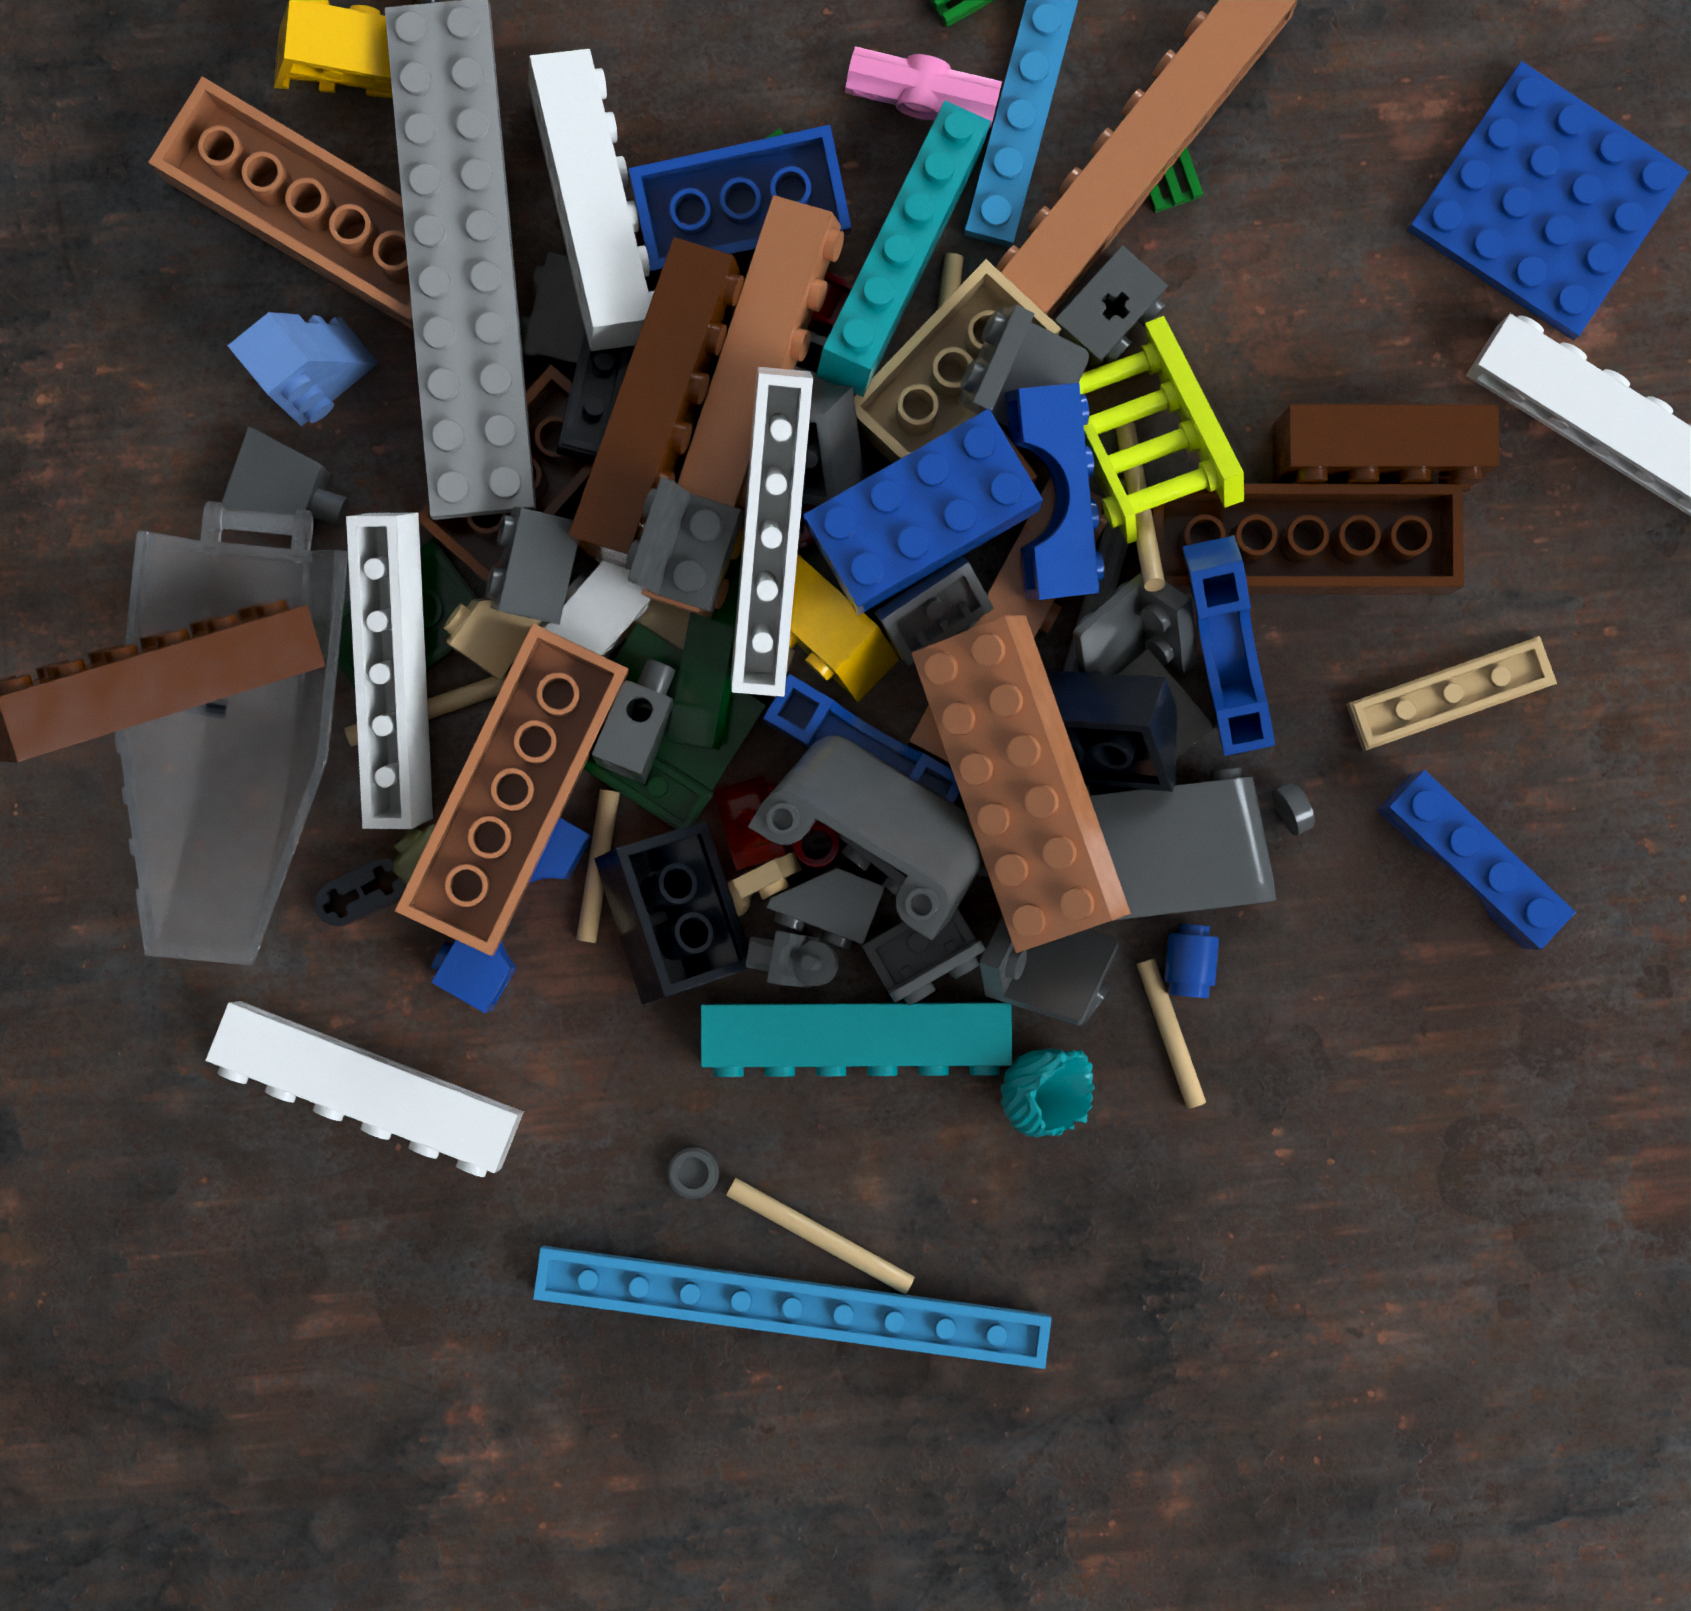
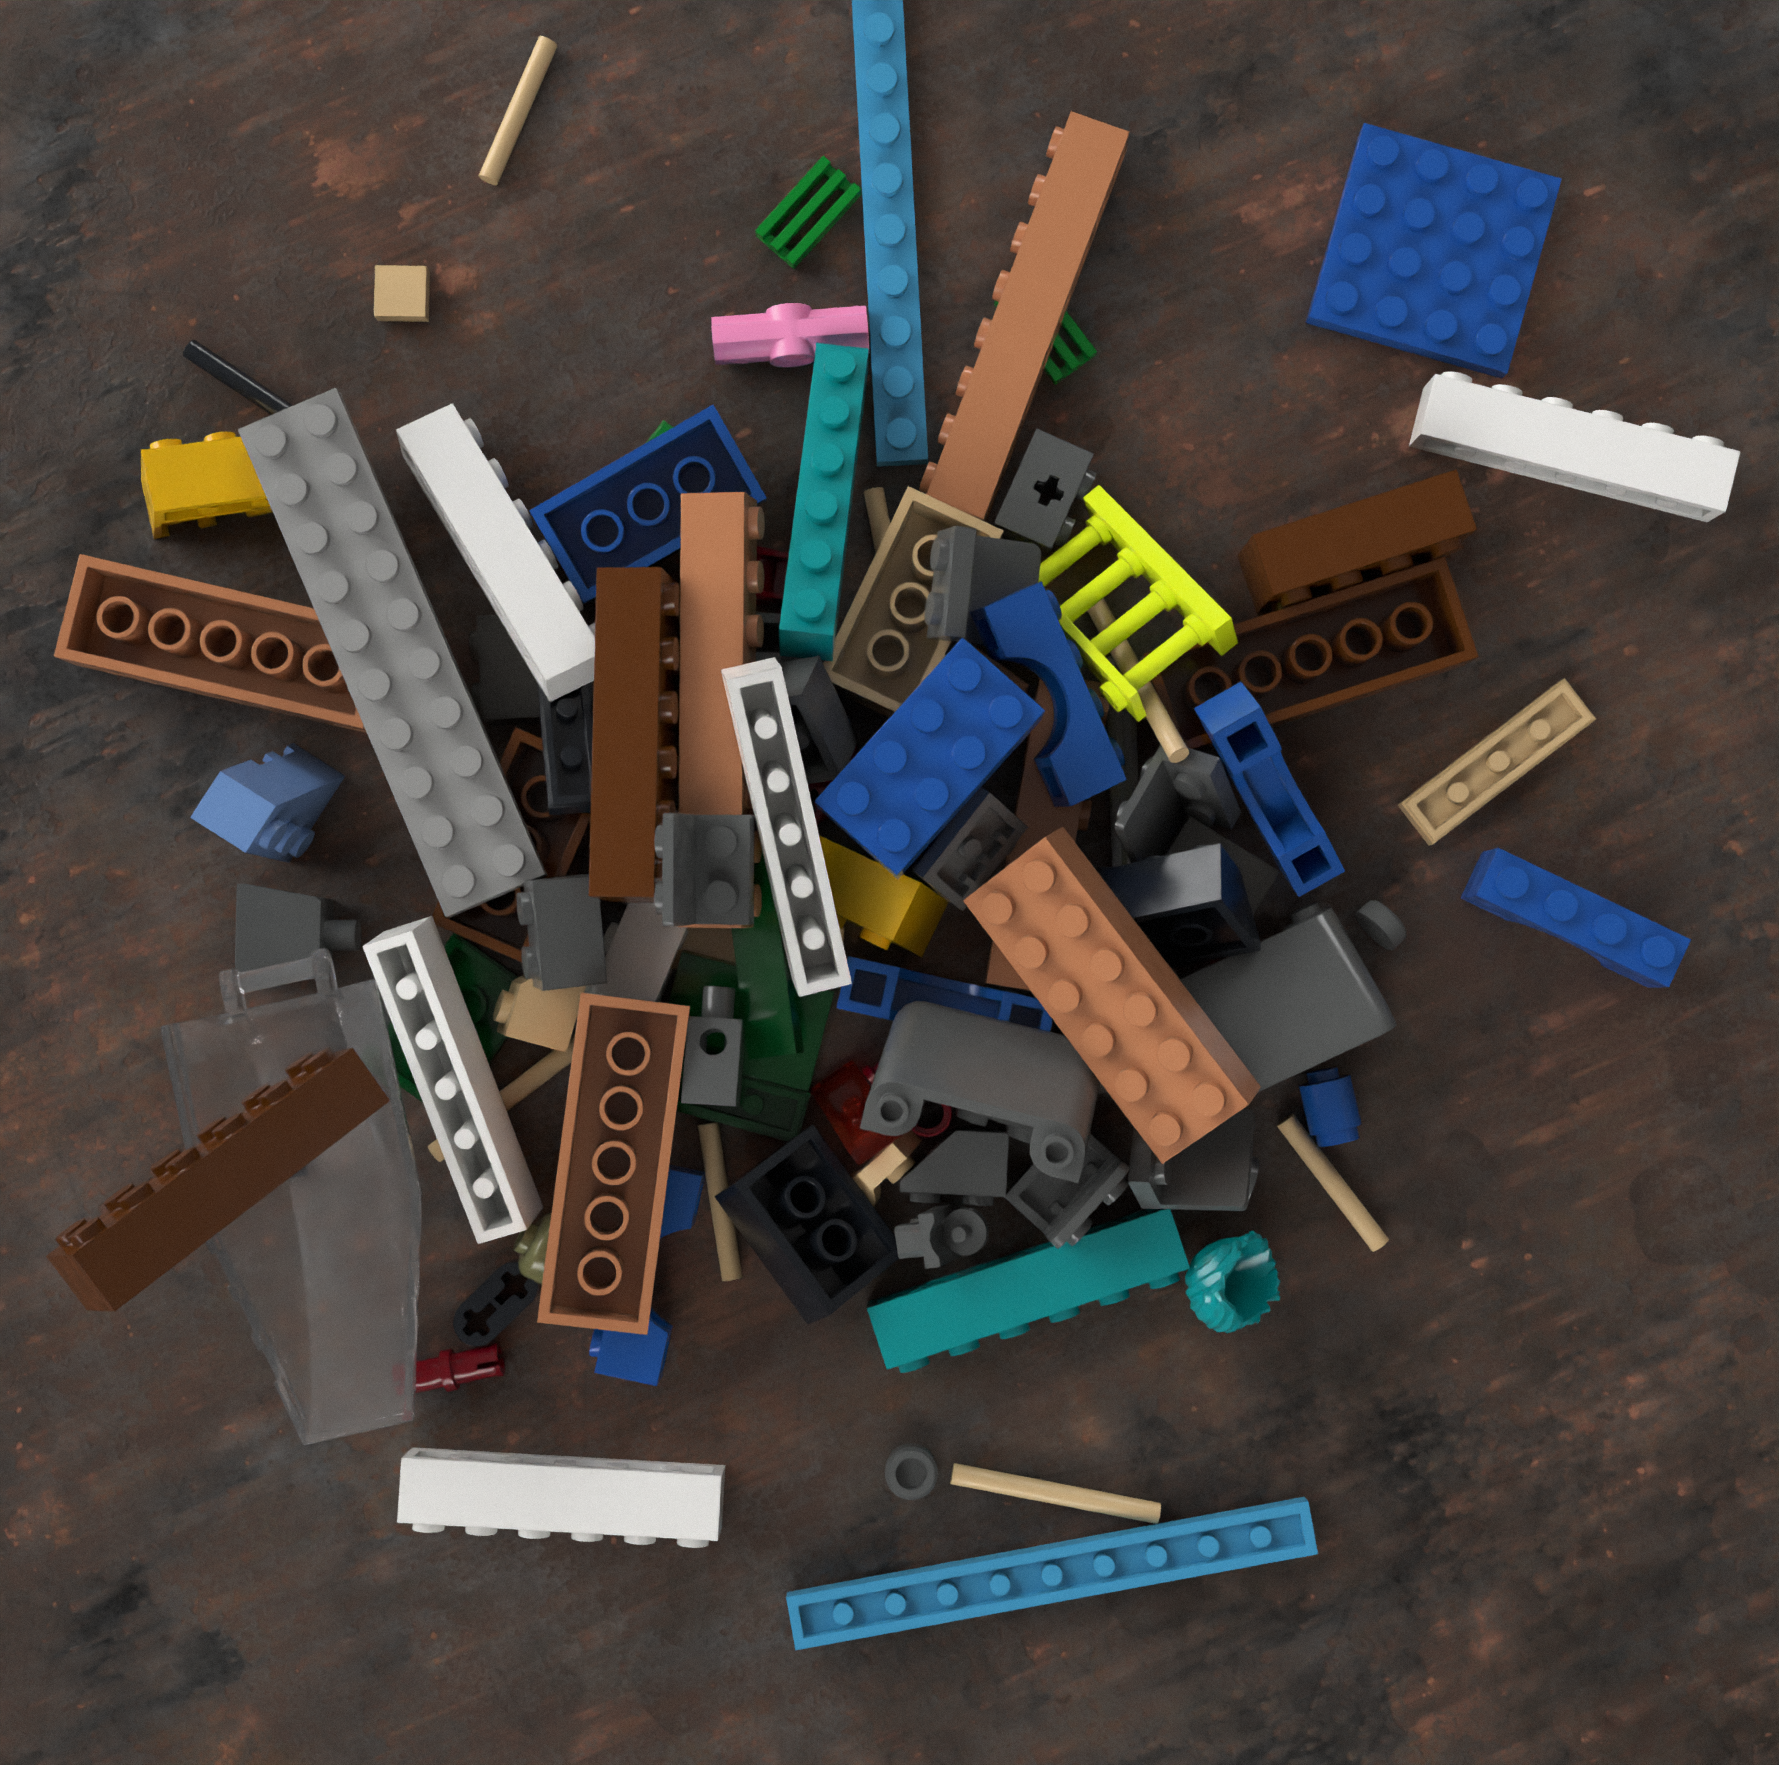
camera: 15 degrees left, 0 degrees up
(305, 940) = (454, 1368): none -> dark red pin

